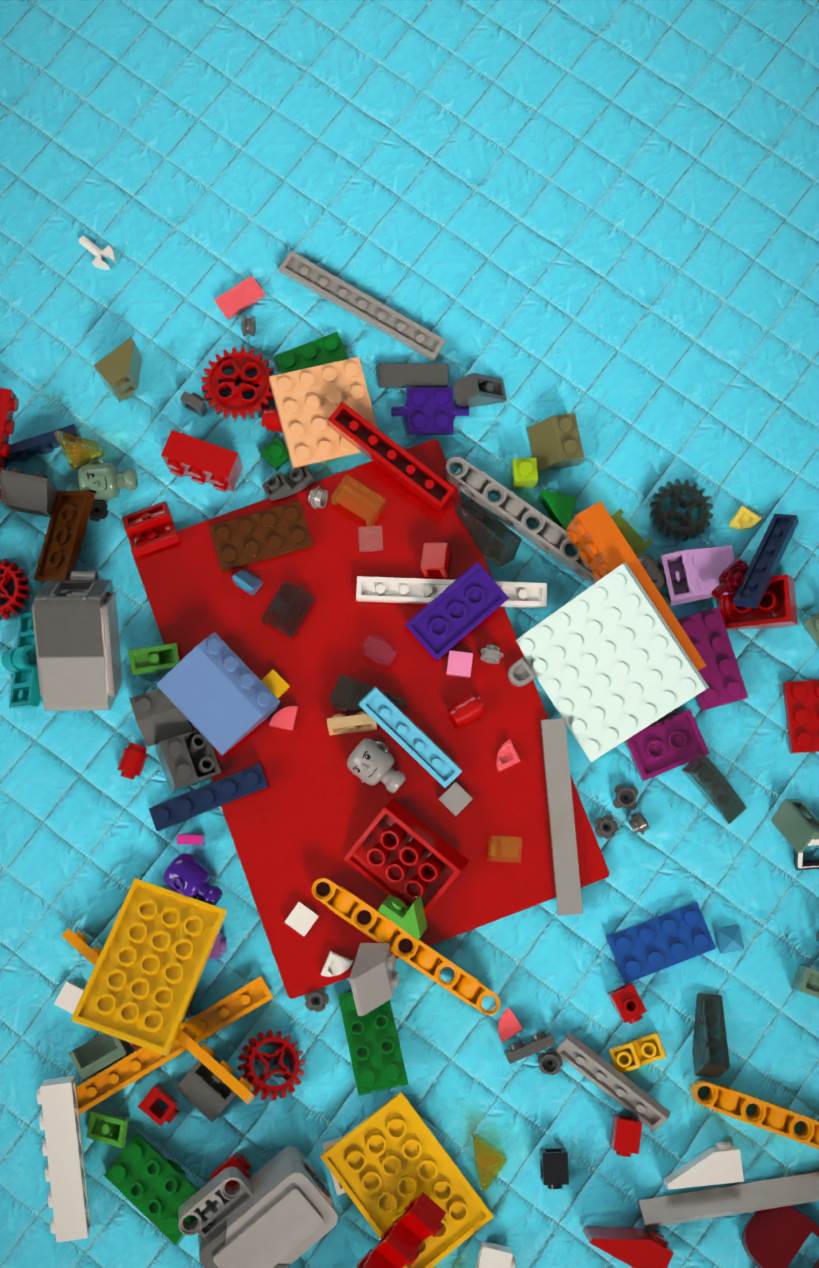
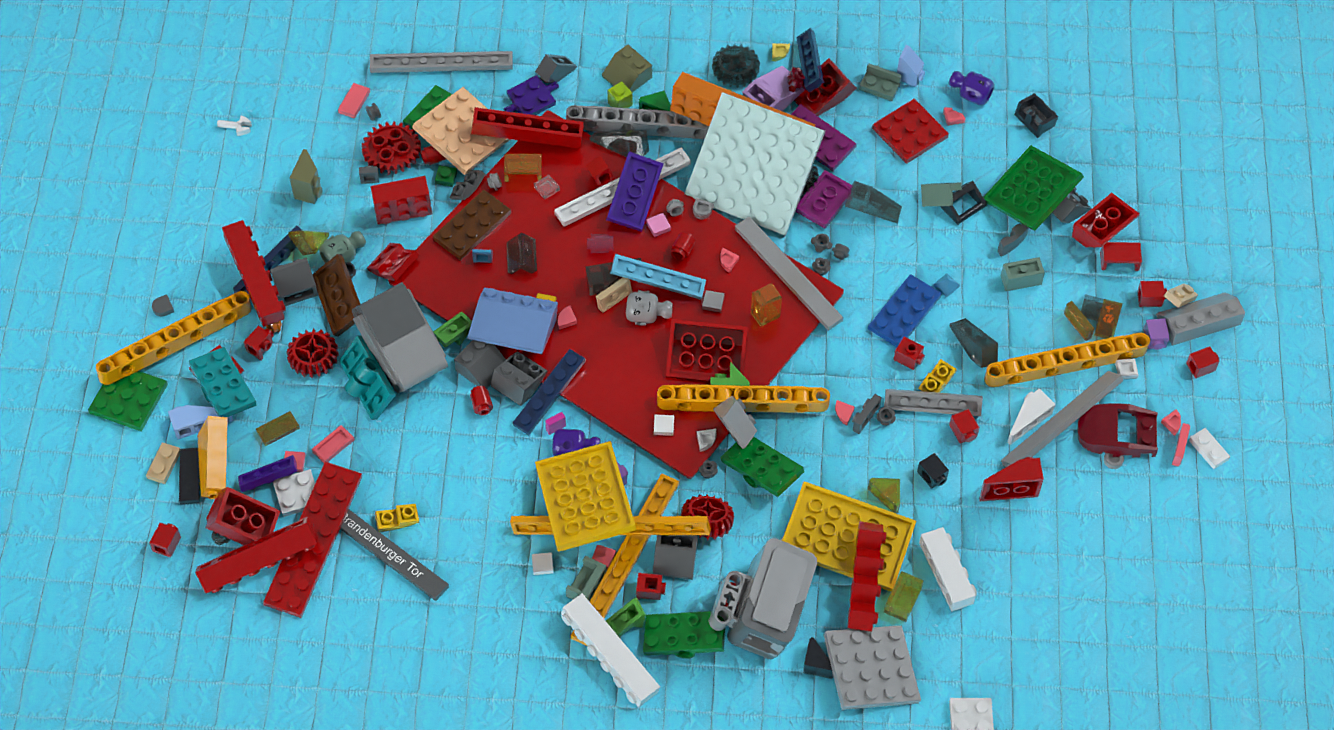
camera: 30 degrees left, 20 degrees down
(412, 375) = (500, 85): dark grey tile -> none

